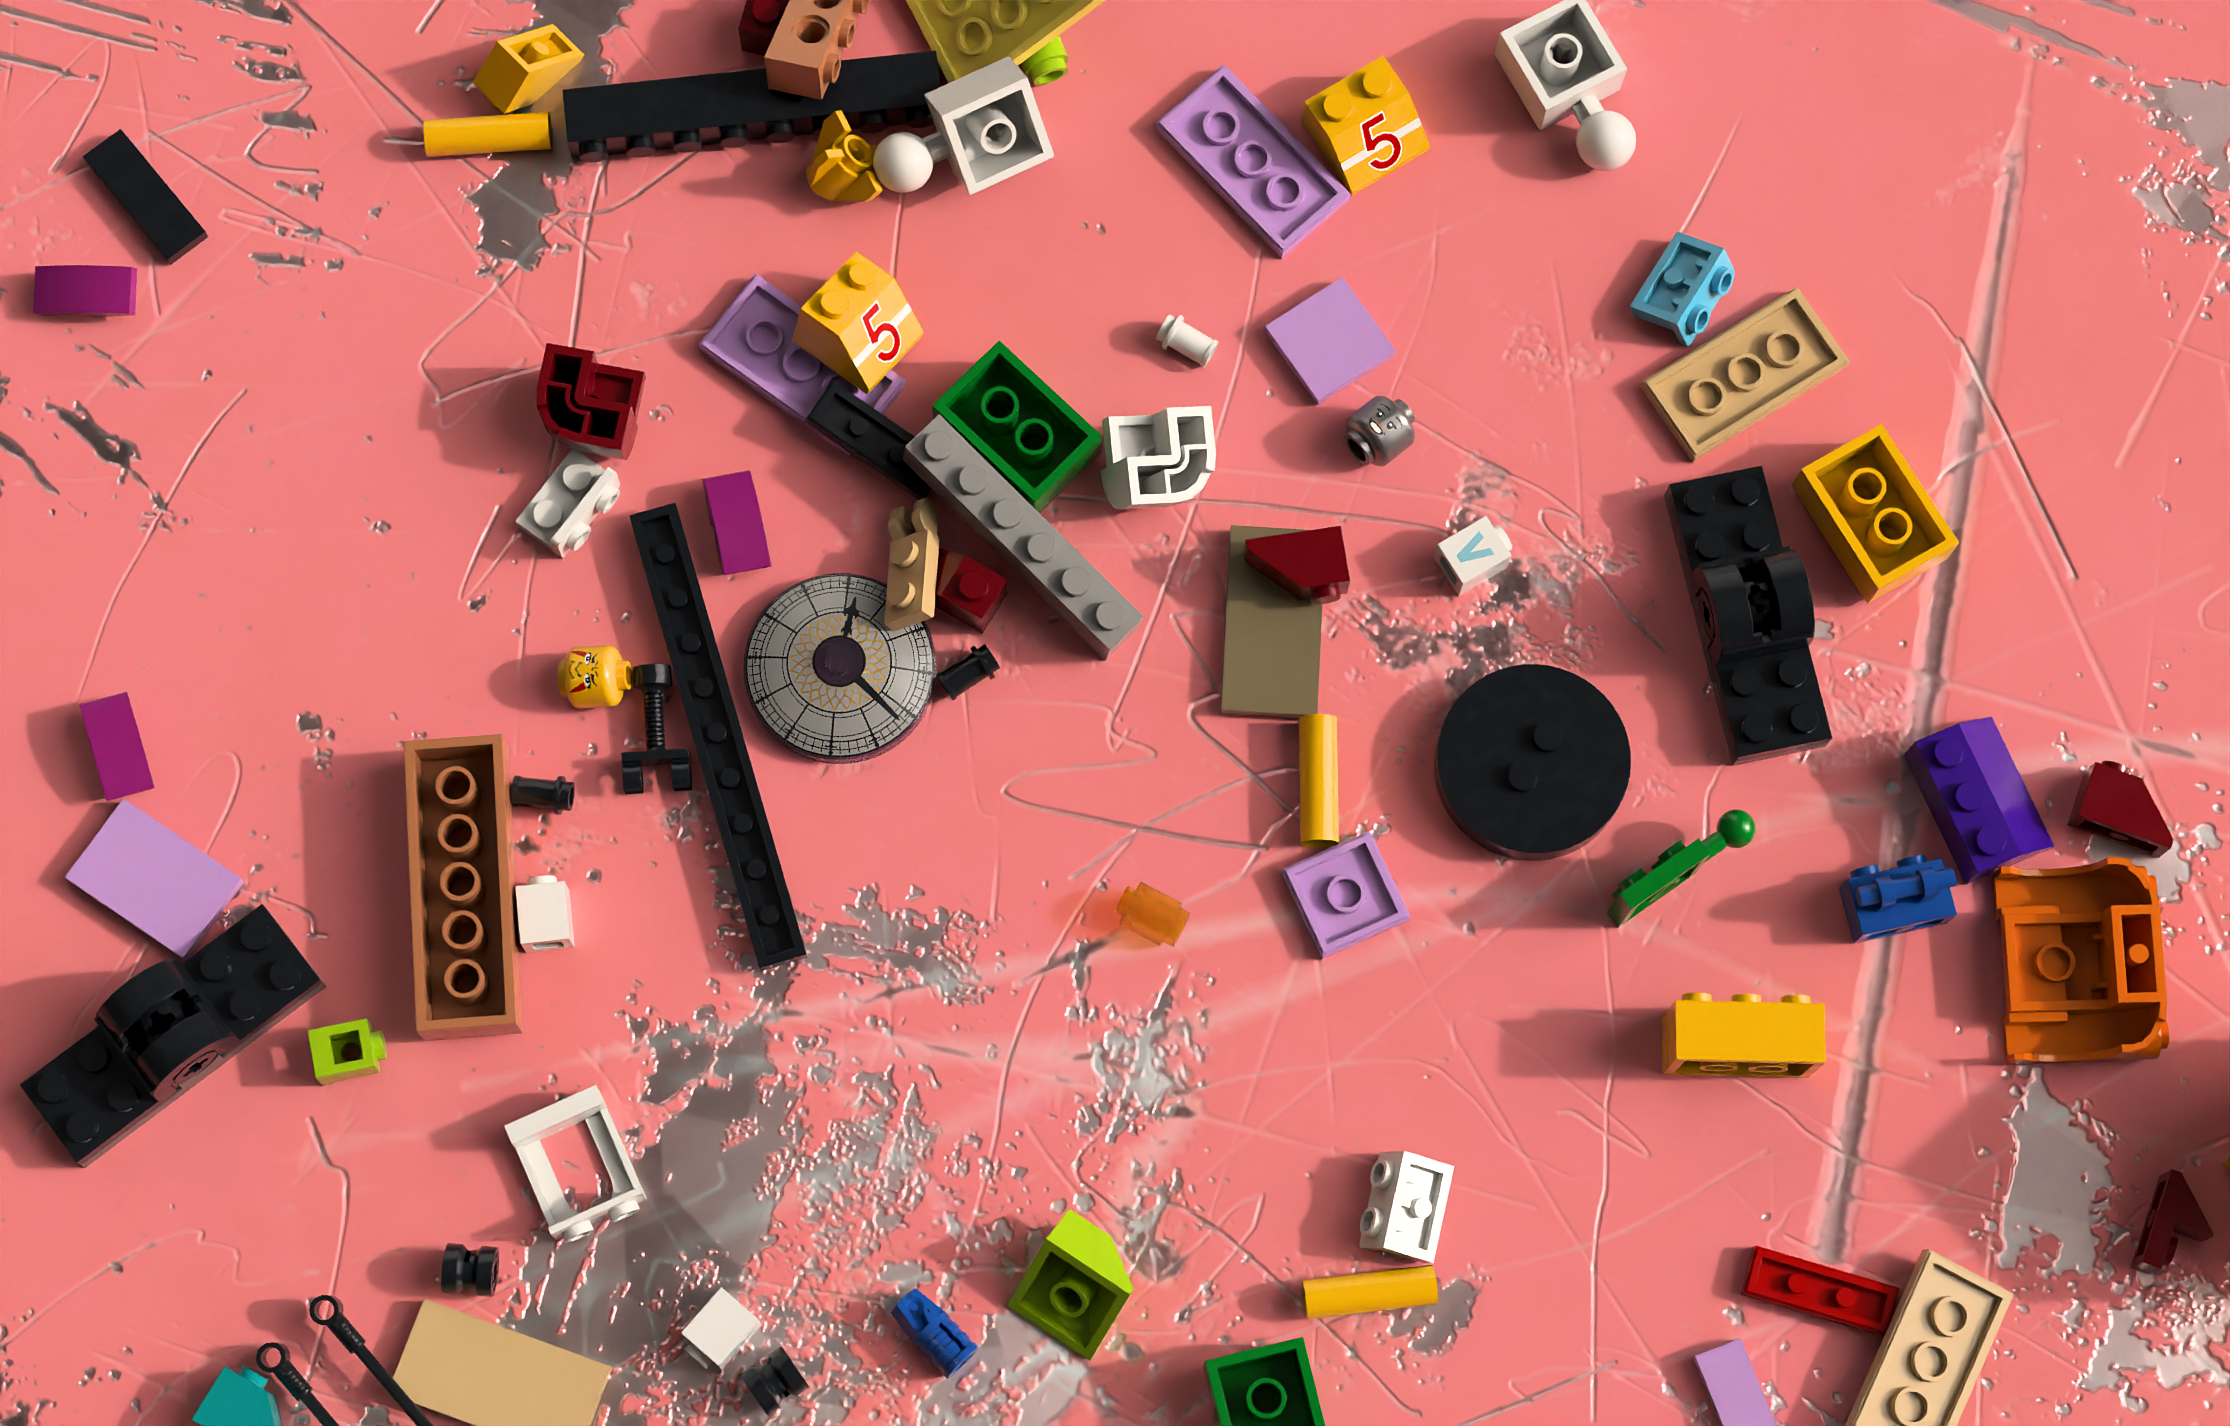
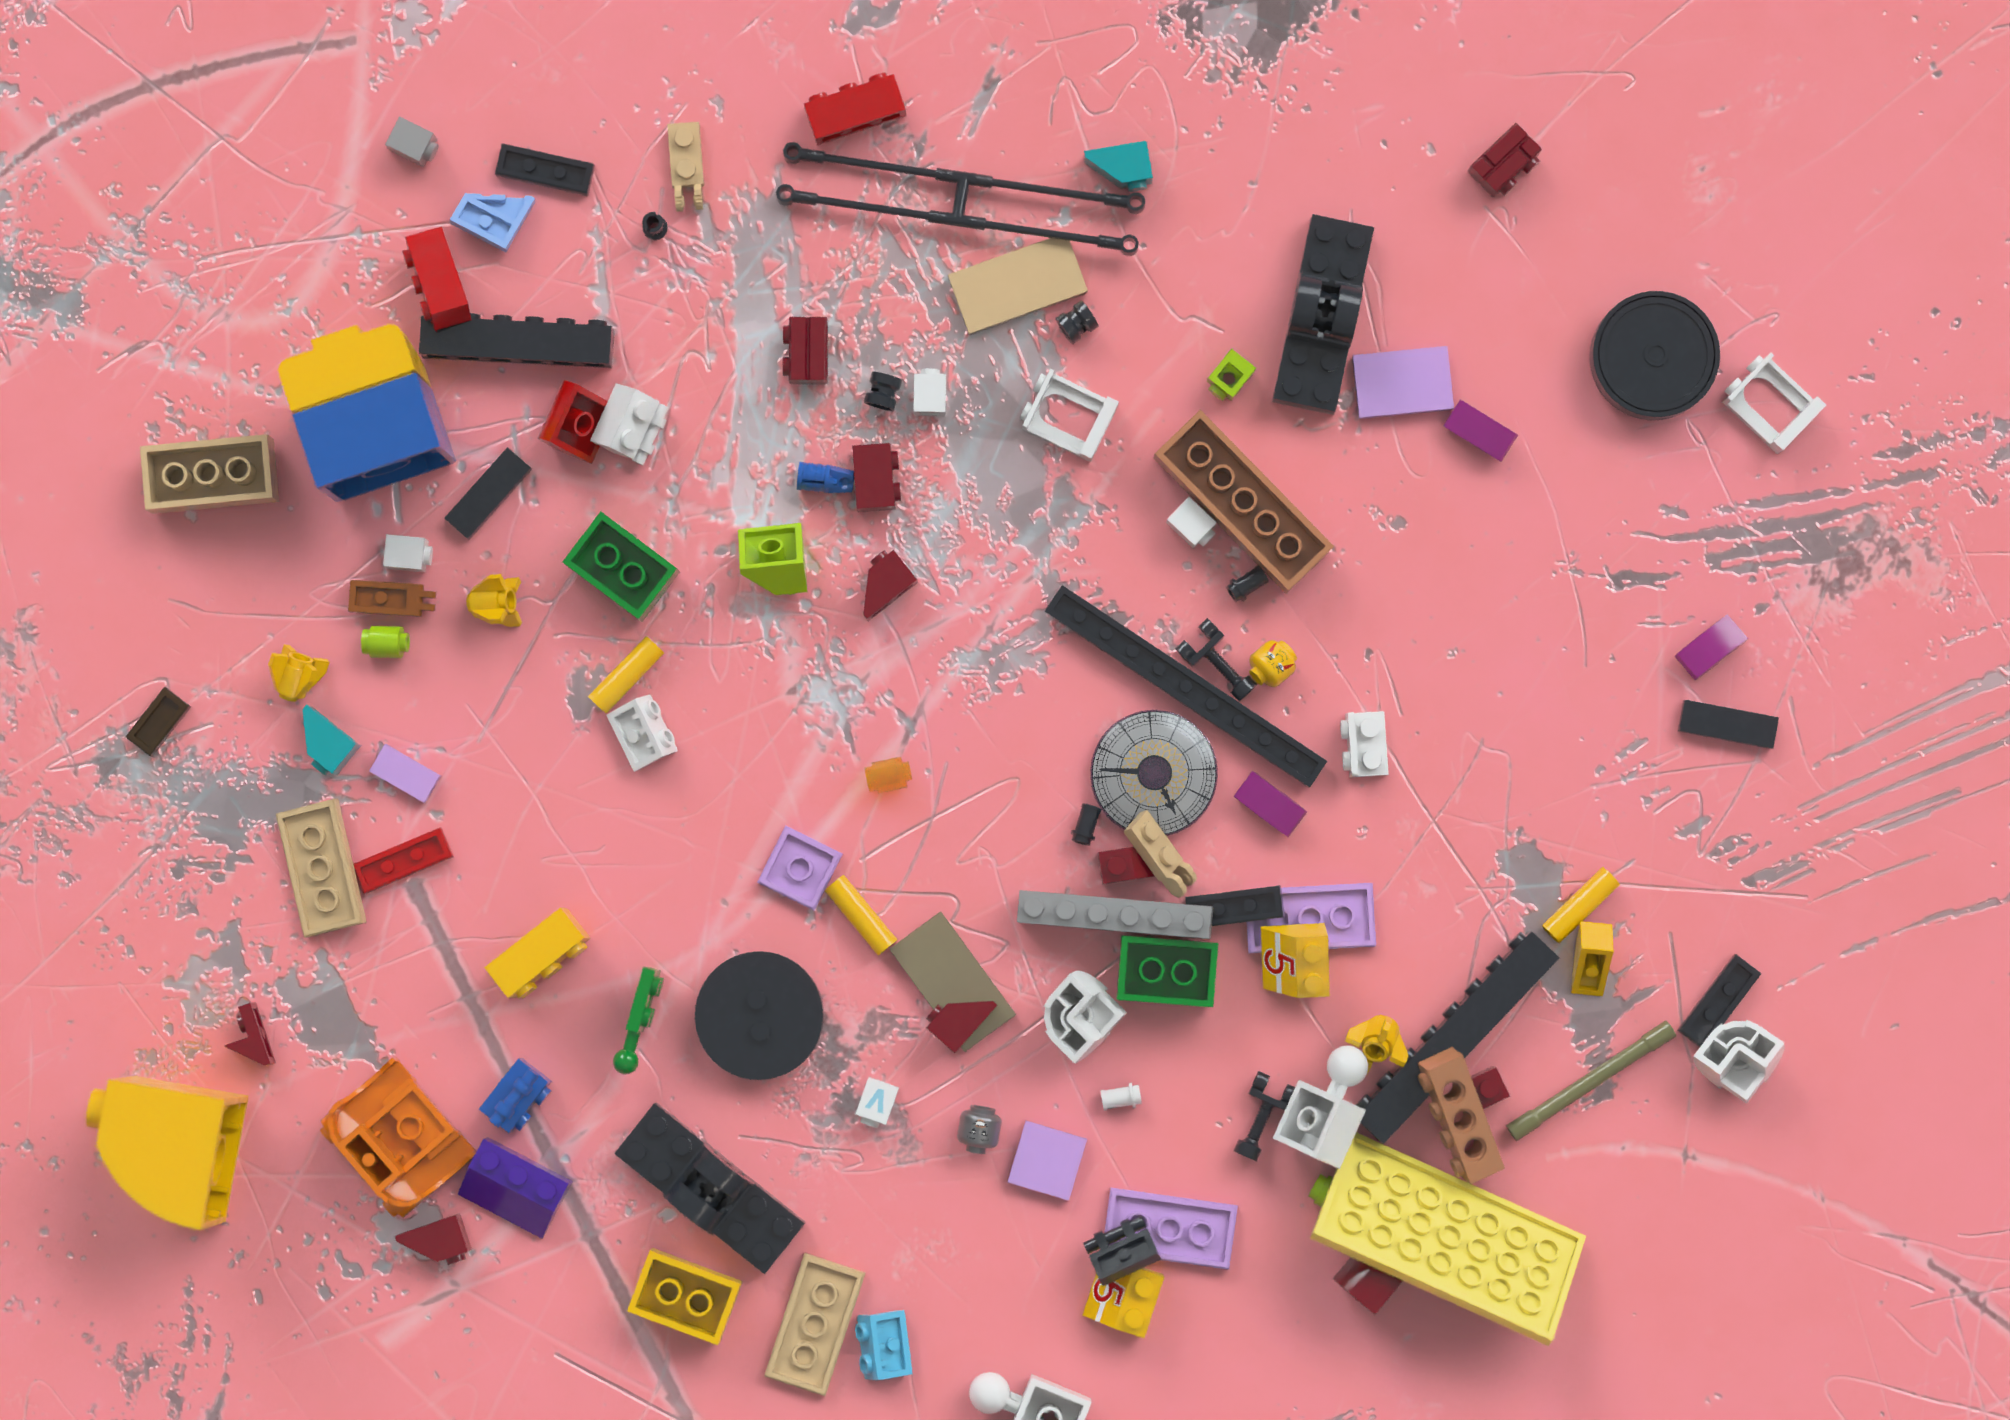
camera: 145 degrees right, 10 degrees up
(589, 402) = (1397, 800): dark red brick -> none
(871, 1282) = (874, 477): none -> dark red brick
(966, 1143) = (886, 582): none -> dark red slope
(1015, 232) = (1249, 1146): none -> black bar
(1330, 155) = (1123, 1256): none -> black plate

